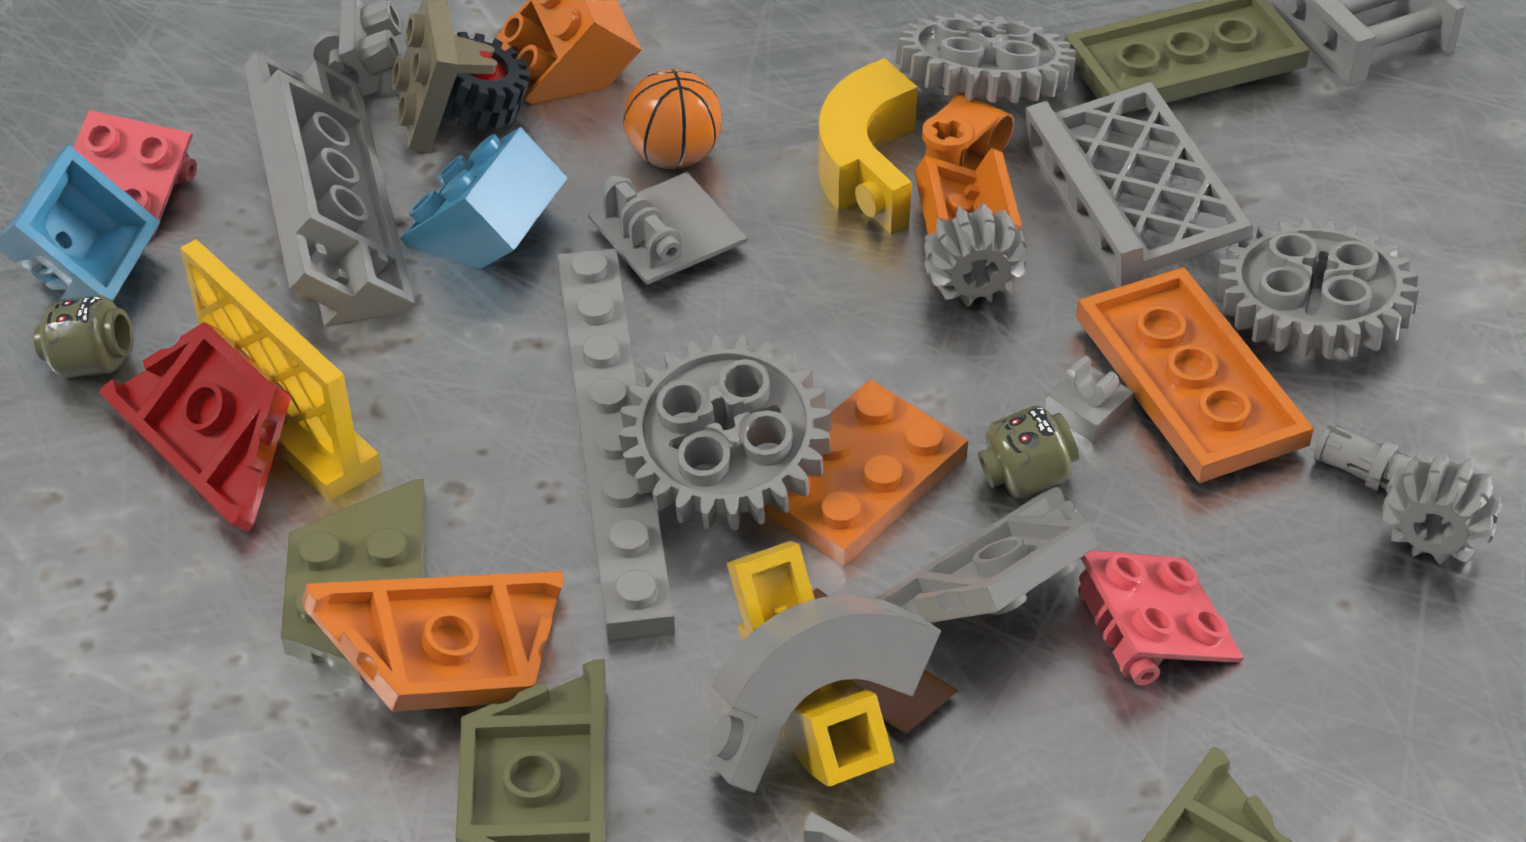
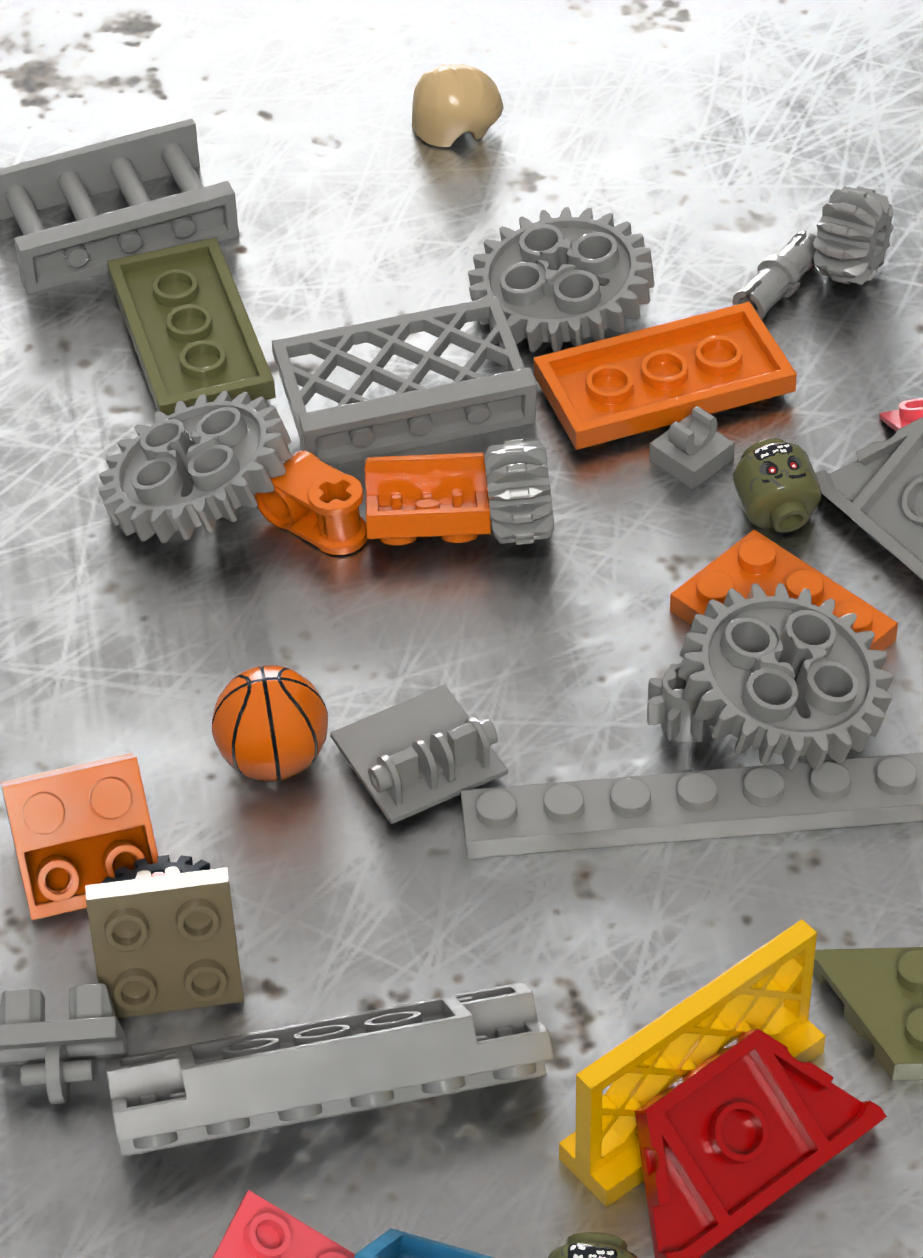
camera: 85 degrees left, 0 degrees up
(485, 201) = (380, 908): dark azure slope -> none
(856, 120) = (313, 590): yellow arch -> none

